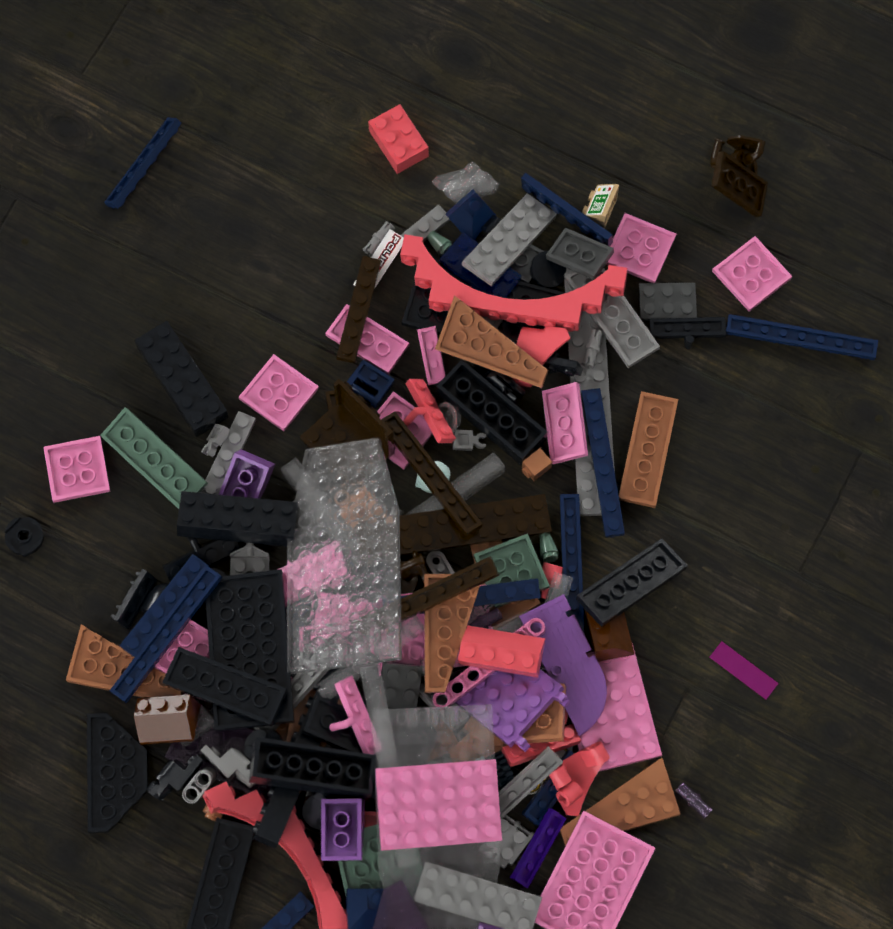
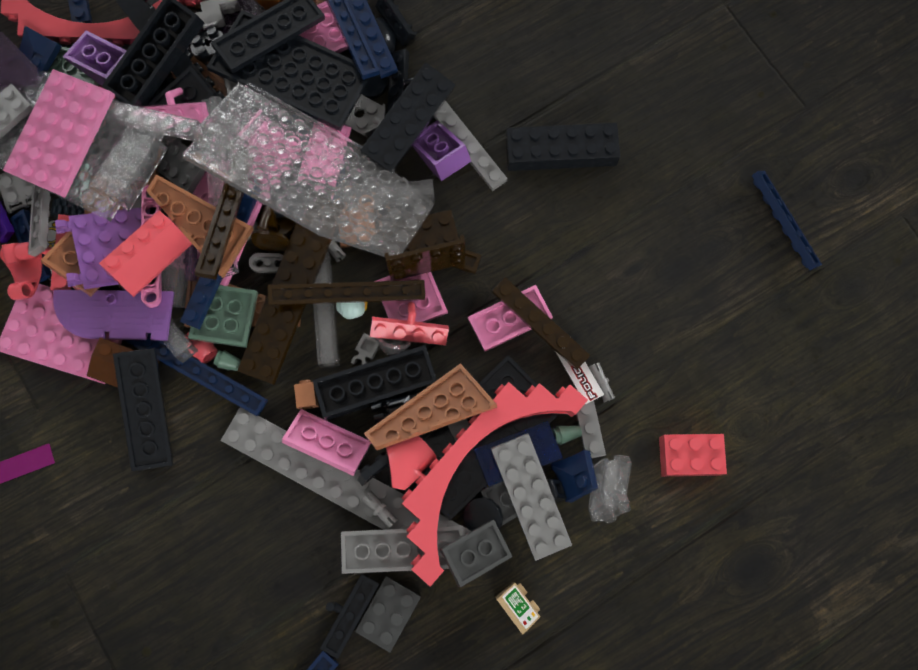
camera: 120 degrees right, 5 degrees up
(76, 469) = (531, 32): bright pink plate -> none
(152, 457) = (504, 90): sand green plate -> none
(216, 437) = (492, 147): light grey plate -> none
(278, 392) = (504, 218): bright pink plate -> none
(372, 378) = (471, 302): dark blue plate -> none
(431, 357) = (449, 359): bright pink tile -> none
(571, 214) = (522, 572): dark blue plate -> none
(602, 463) = (270, 453): dark blue plate -> none
(641, 247) = (455, 621): bright pink plate -> none
(648, 449) = (259, 504): nougat plate -> none

